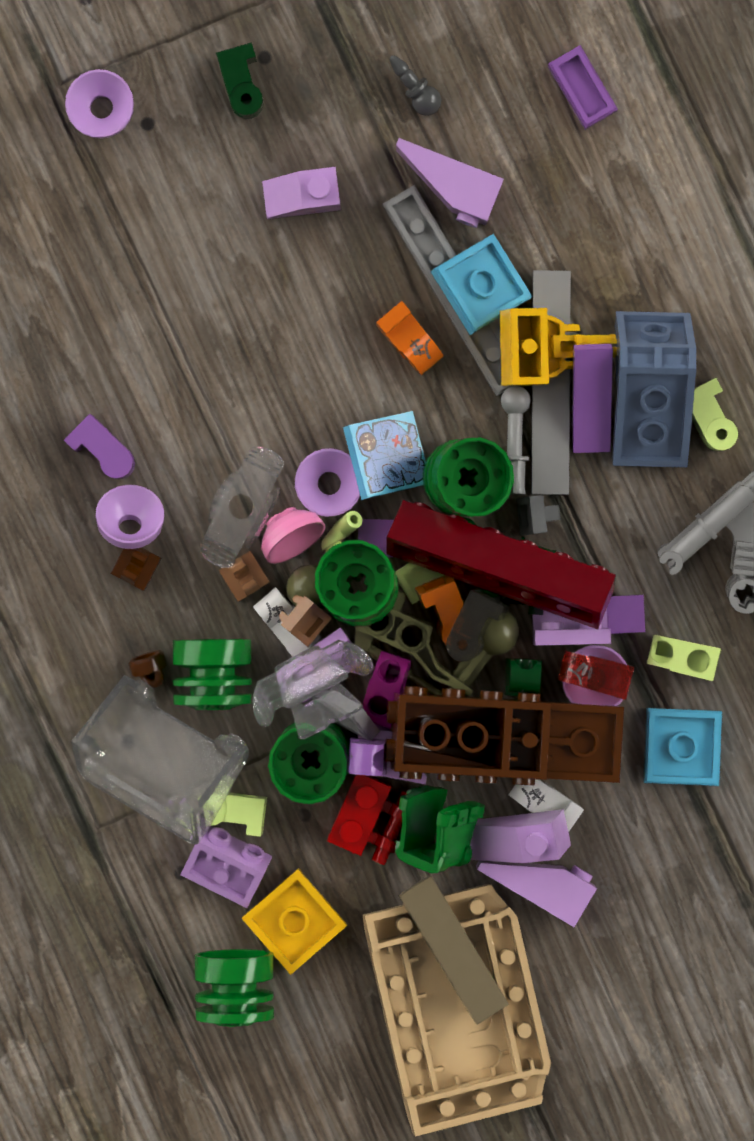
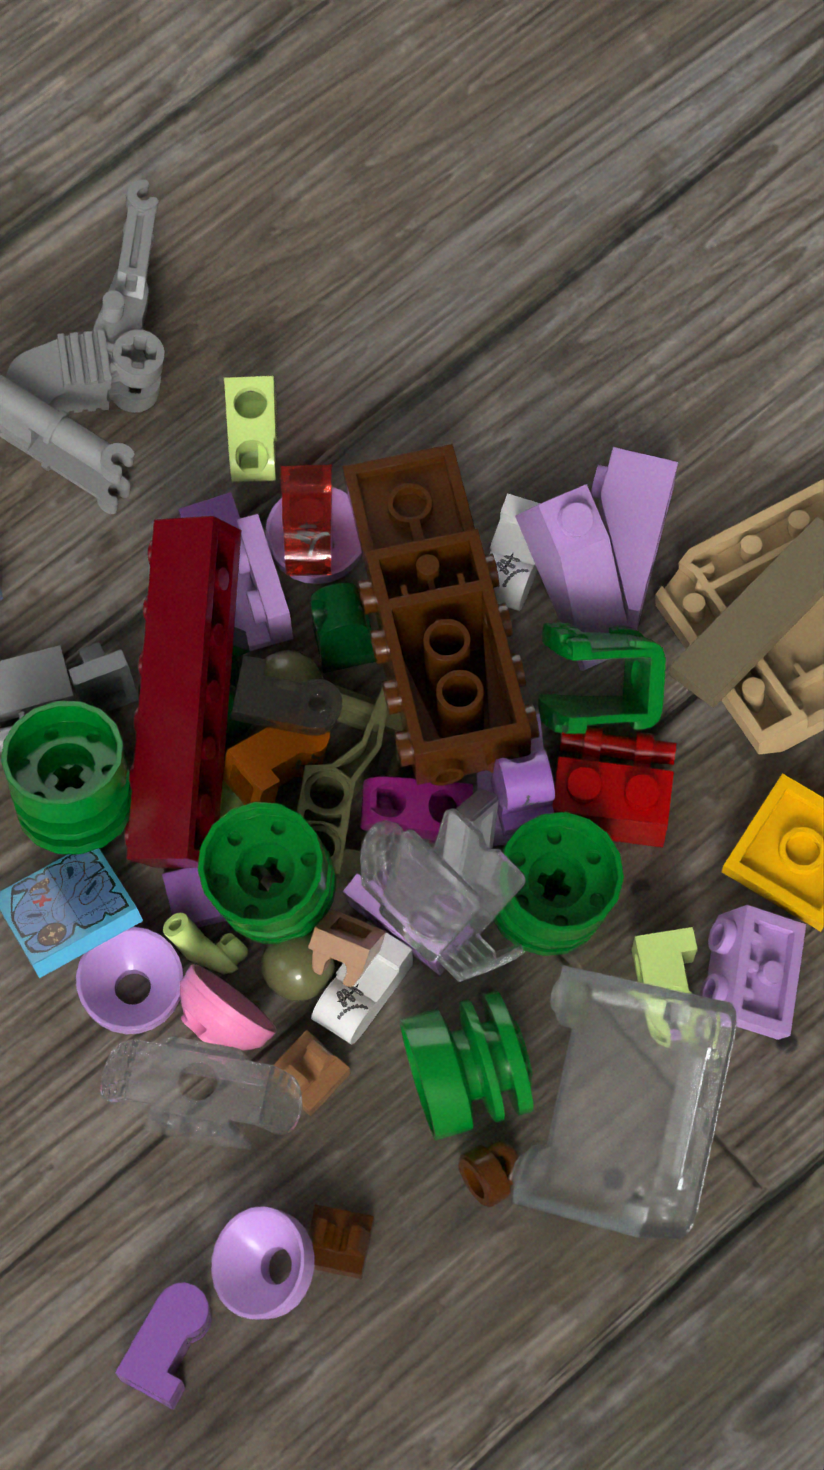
camera: 100 degrees left, 20 degrees down
(682, 746) = (379, 405): medium azure tile -> none

